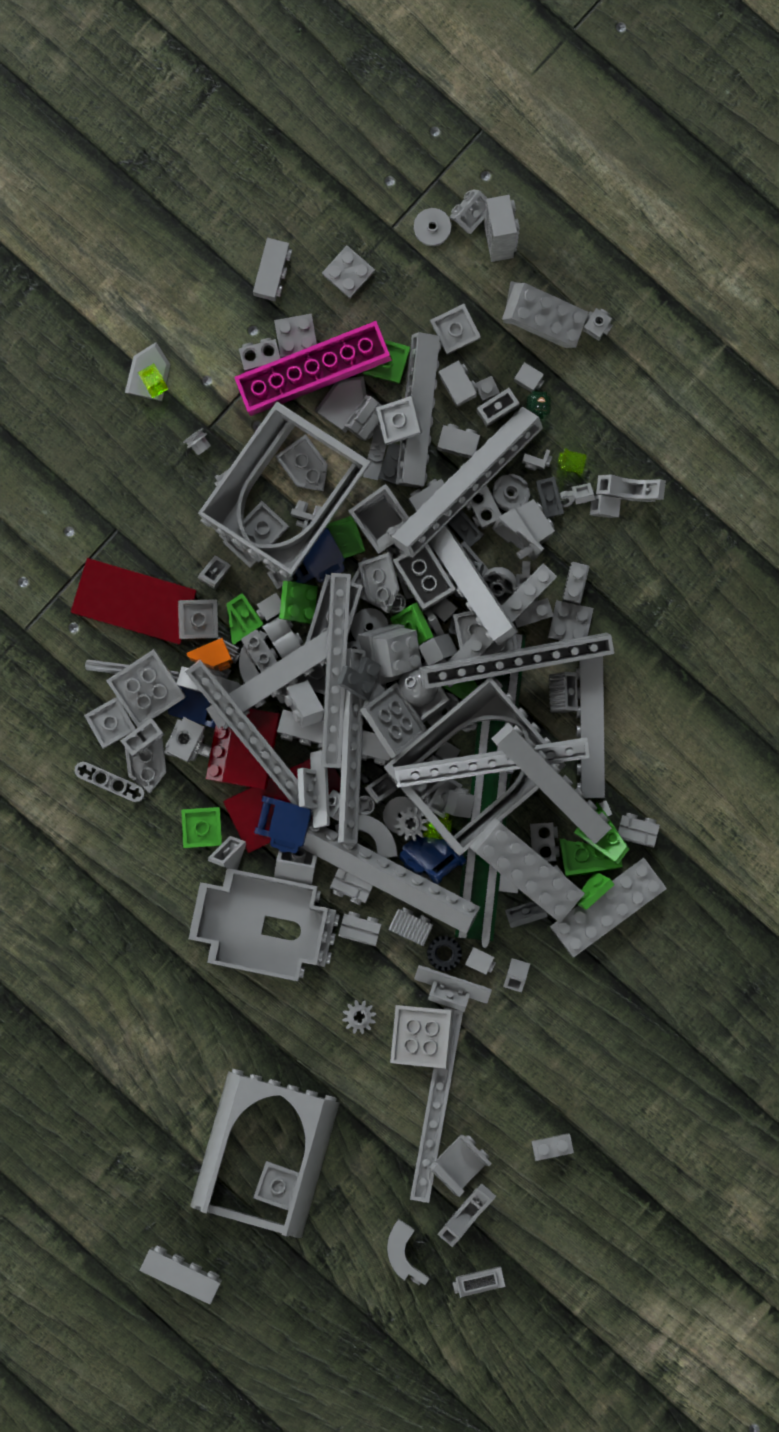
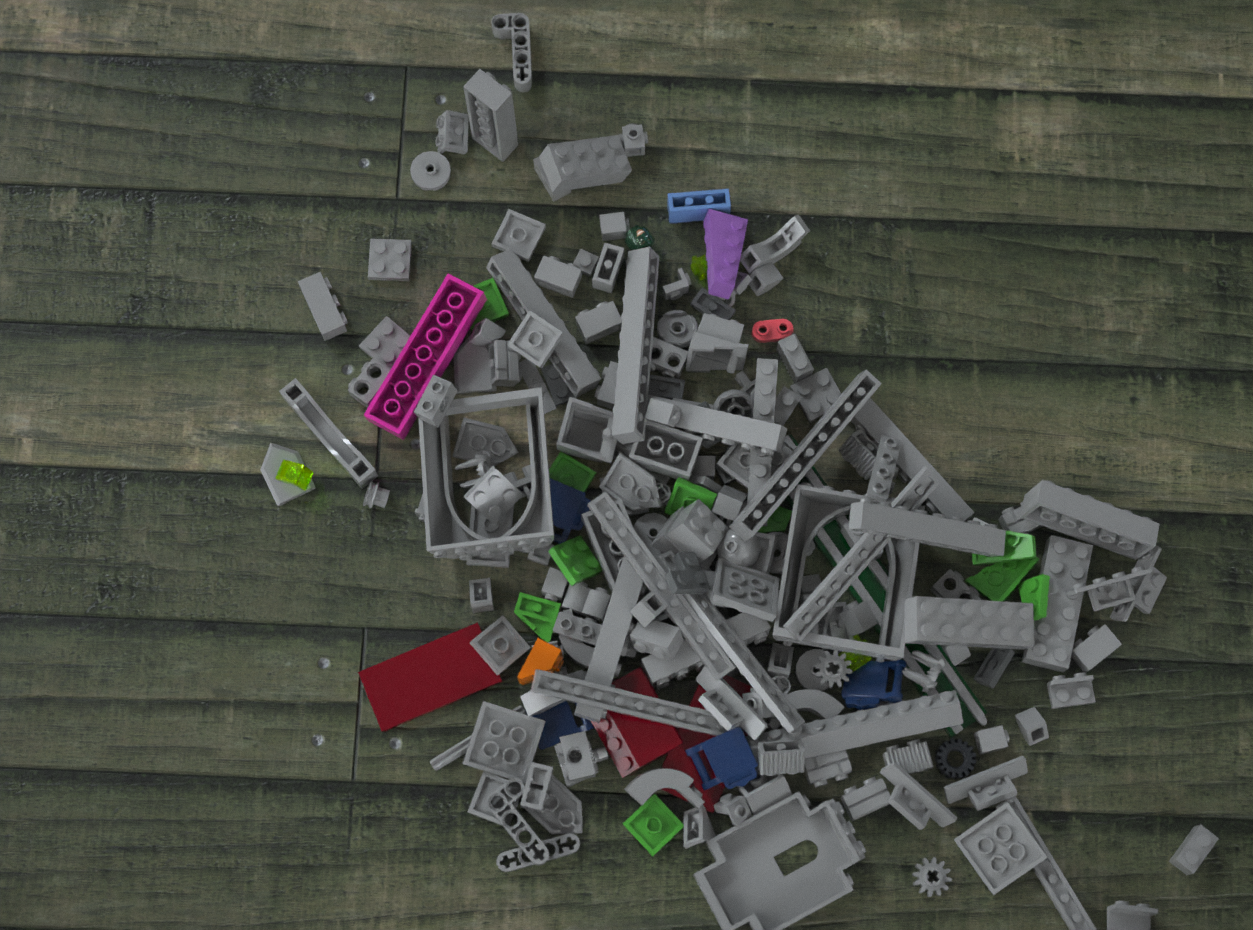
camera: 45 degrees left, 10 degrees down
(111, 754) = (521, 825): none -> light grey beam
(200, 369) = (328, 433): none -> light grey arch
(223, 797) = (650, 781): none -> light grey arch
(264, 860) = (735, 807): none -> light grey bracket
(277, 509) = (493, 495): none -> light grey plate
(288, 411) = (435, 401): none -> light grey brick
(288, 486) = (484, 464): none -> light grey piece
(314, 679) = (649, 608): none -> light grey brick
(322, 854) = (781, 757): none -> light grey brick
(370, 385) = (485, 333): none -> light grey brick
(389, 958) = (914, 800): none -> light grey bracket
(442, 548) = (663, 413): none -> light grey brick
(466, 887) = (927, 681): none -> light grey piece
(564, 715) = (884, 469): none -> light grey bracket
(565, 975) = (1071, 691): none -> light grey bracket
(570, 186) = (519, 52): none -> light grey beam
(578, 549) = (772, 332): none -> coral plate
(593, 460) = (724, 246): none -> medium lavender wedge
(602, 413) = (695, 205): none -> medium blue brick
(607, 959) = (1094, 648): none -> light grey brick
(650, 931) = (1110, 592): none -> light grey bracket
(678, 869) = (1089, 520): none -> light grey brick
(679, 945) = (1145, 588): none -> light grey bracket

